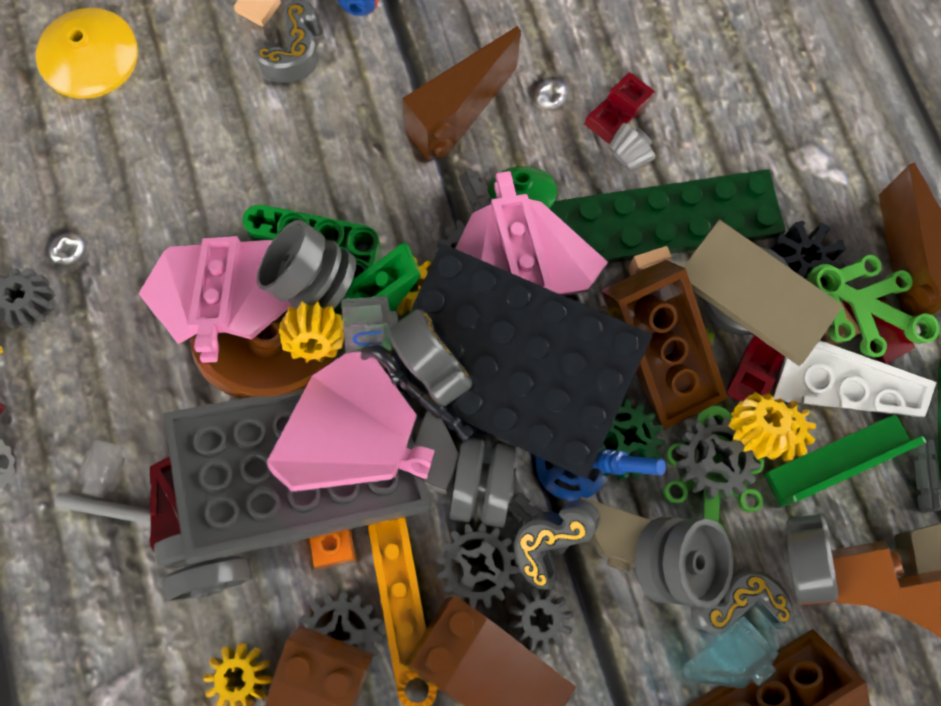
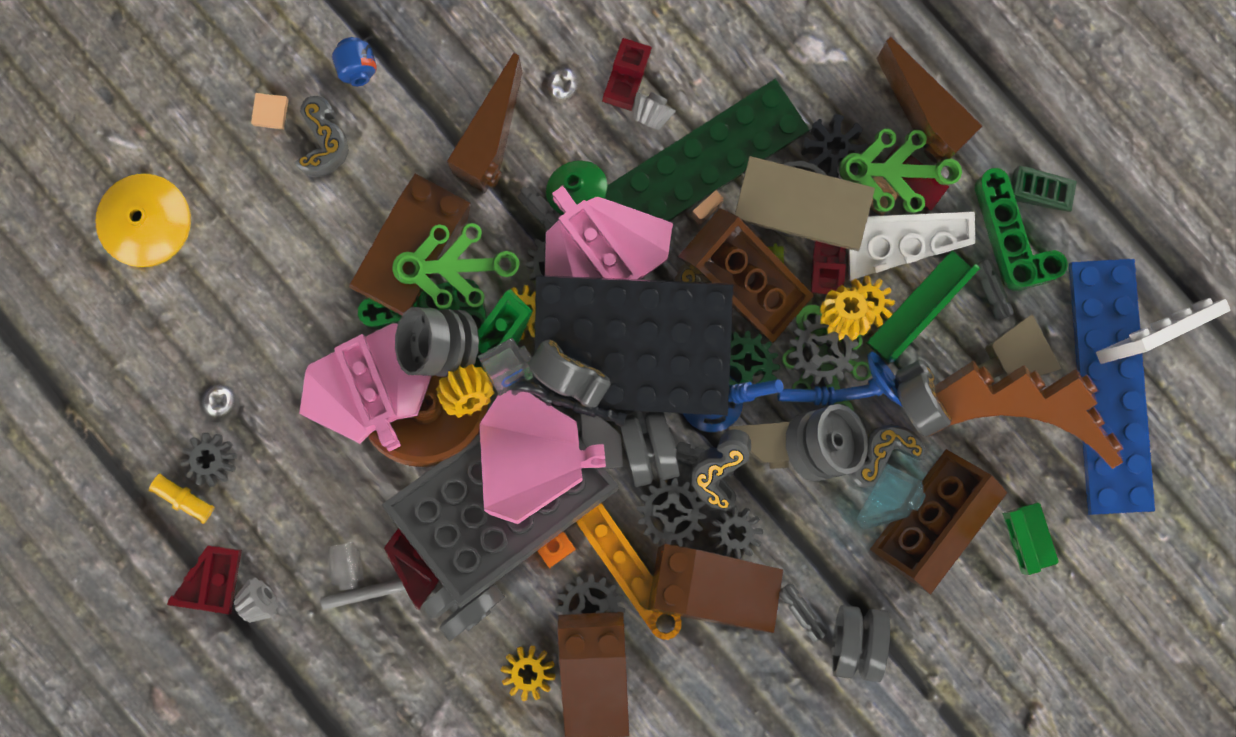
camera: 20 degrees left, 10 degrees up
(330, 169) = (404, 230): none -> reddish brown slope
(357, 202) = (448, 266): none -> bright green plant
(764, 522) = (880, 384): none -> blue dish

